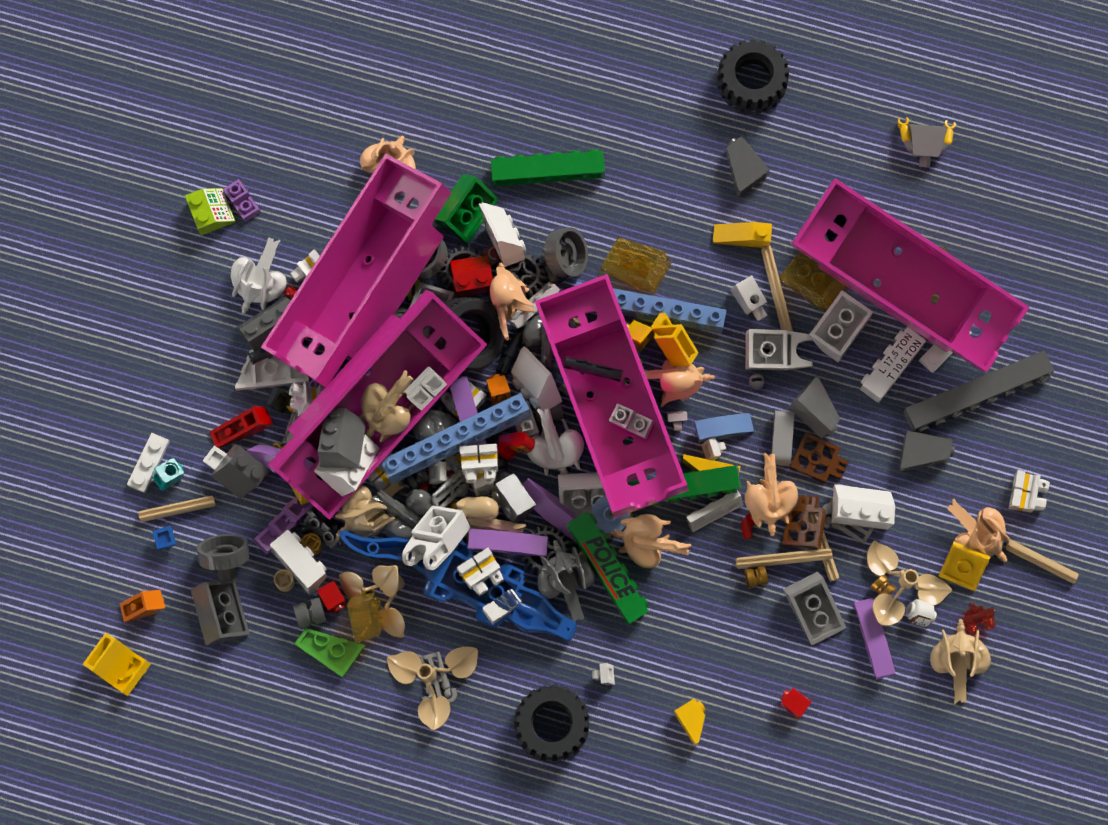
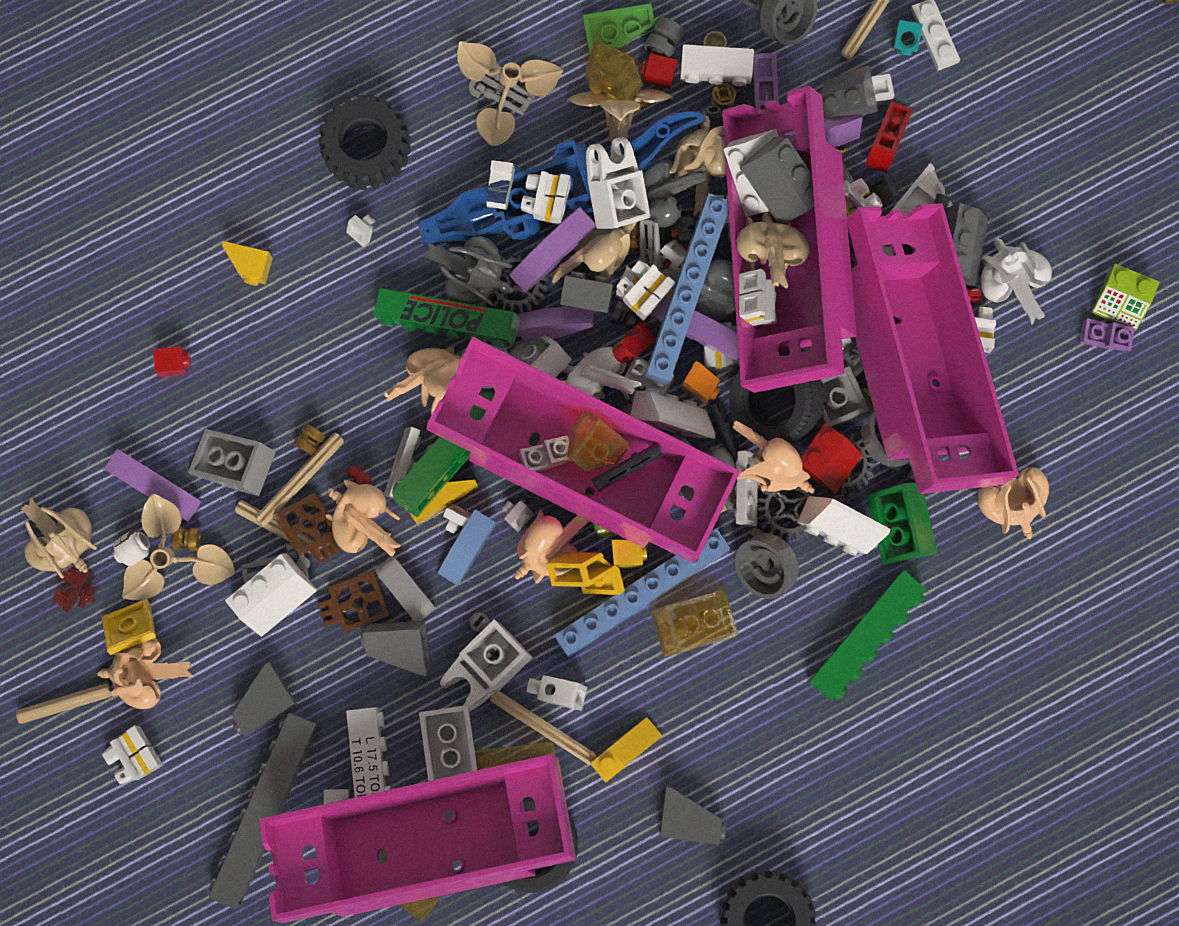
camera: 140 degrees right, 5 degrees up
(598, 399) = (595, 443): none -> clear yellow slope

